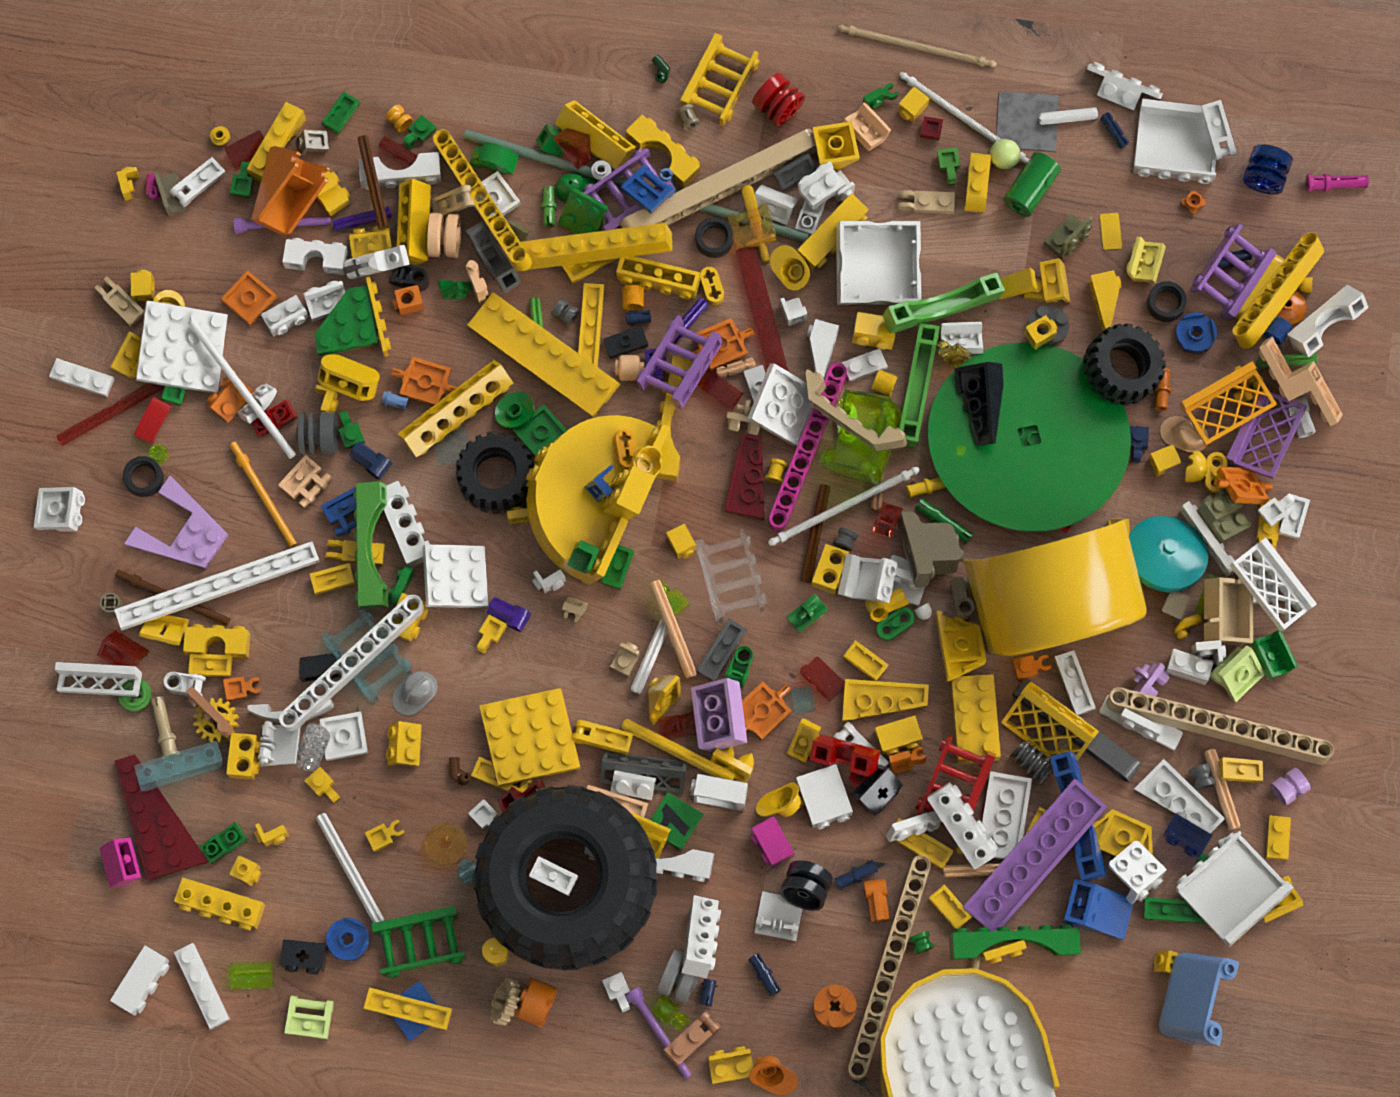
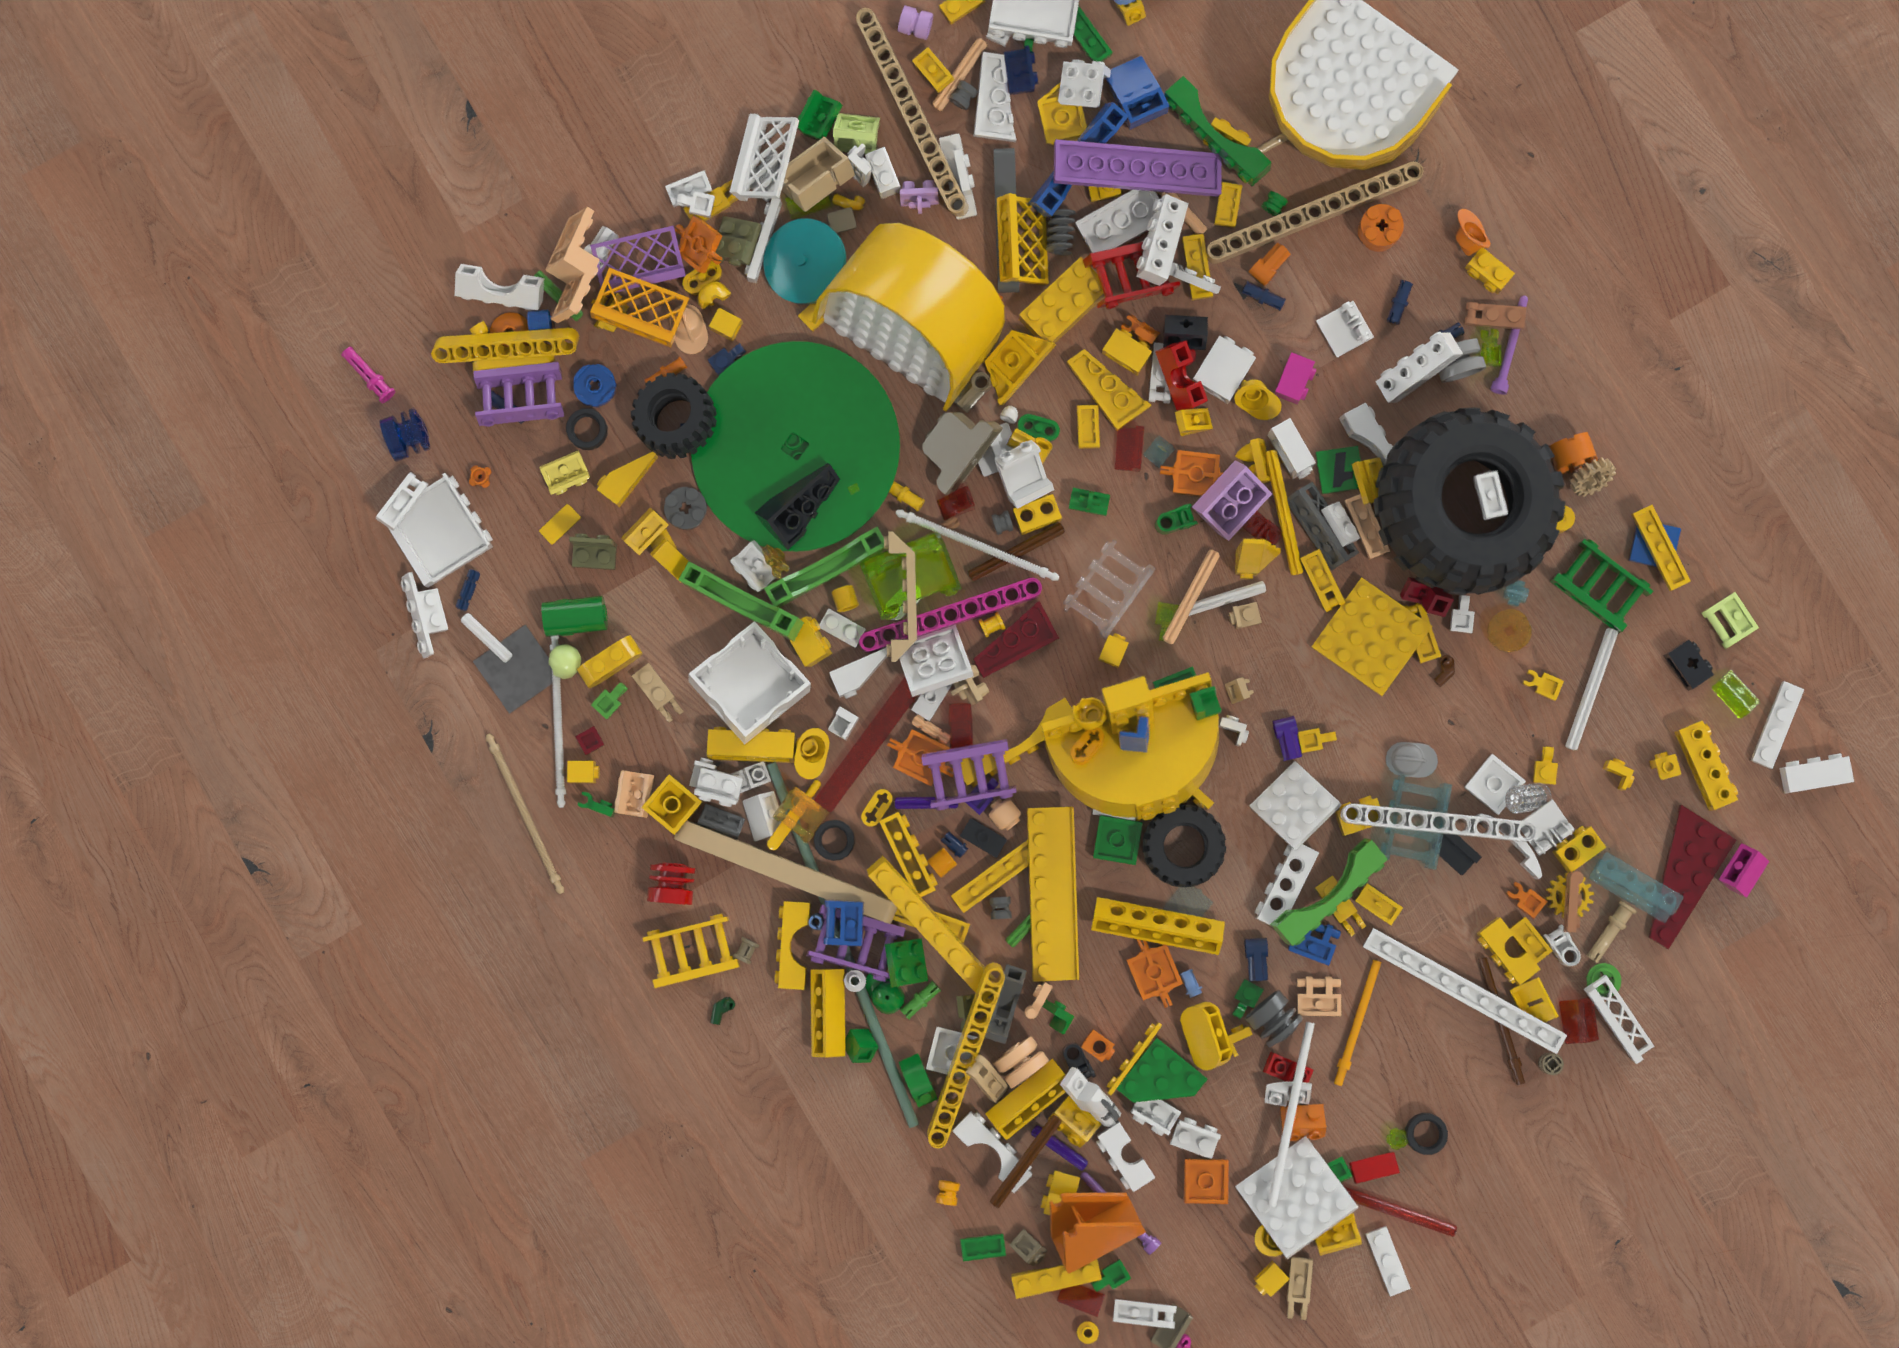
camera: 125 degrees left, 10 degrees up
(59, 509) = (1511, 1177): white plate -> none
(196, 541) = (1437, 1043): lavender wing -> none
(224, 842) = (1656, 805): green slope -> none
(343, 928) = (1651, 631): blue plate -> none
(398, 150) = (976, 1168): clear red pin -> none
(404, 578) = (1346, 841): green plate -> none
(404, 744) = (1460, 731): yellow bracket -> none
(419, 130) = (940, 1166): green plate -> none
(511, 404) = (1120, 886): green dish -> none
(575, 146) = (852, 1020): clear red slope -> none
(617, 989) = (1506, 403): white plate -> none
(721, 650) = (1174, 545): dark grey plate -> none
(806, 885) = (1308, 322): black wheel -> none
(937, 516) = (921, 459): green pin -> none
(1037, 339) = (709, 504): yellow brick -> none
(1074, 683) = (976, 240): white plate -> none

